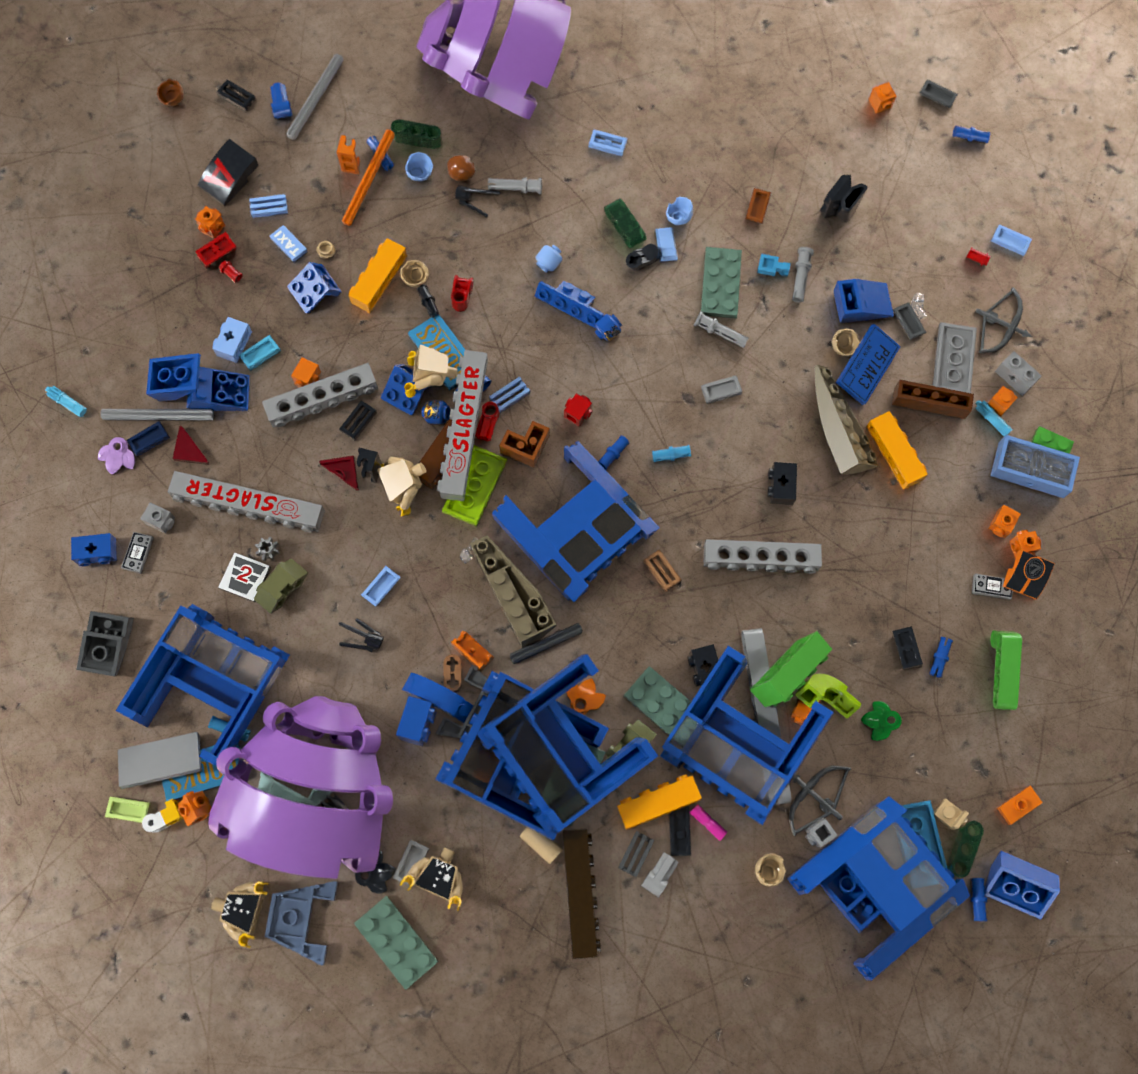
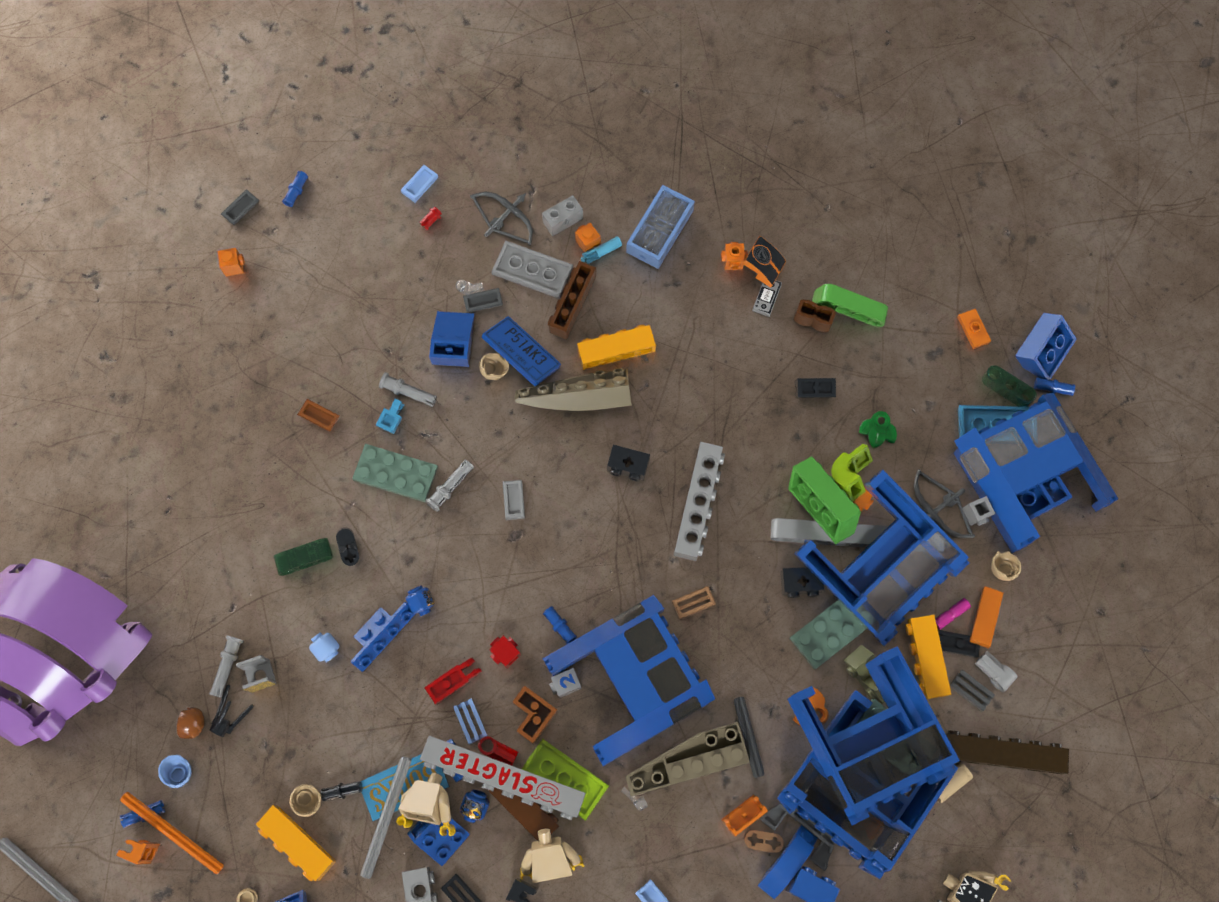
camera: 75 degrees left, 0 degrees up
(413, 341) = (385, 817): none -> light grey axle
(424, 131) = (122, 772): clear green beam -> none
(461, 290) = (336, 750): red piece -> none
(520, 206) = (253, 665): none -> light grey piece
(541, 370) = (451, 681): none -> red hinge
(560, 467) = (565, 683): none -> light grey brick
(607, 145) = (206, 559): light blue tile -> none
(666, 244) = (337, 519): light blue tile -> none
(671, 453) = (573, 565): dark azure pin -> none
(680, 211) = (305, 496): light blue hair -> none
(713, 857) = (986, 617): none -> orange tile
(843, 199) = (338, 328): black piece -> none
(941, 657) = (827, 360): blue pin -> none
(951, 815) = (975, 390): tan bracket -> none
(984, 638) = (812, 315): none -> reddish brown brick
(1004, 521) = (707, 269): orange brick -> none
(1052, 440) = (636, 205): bright green plate -> none

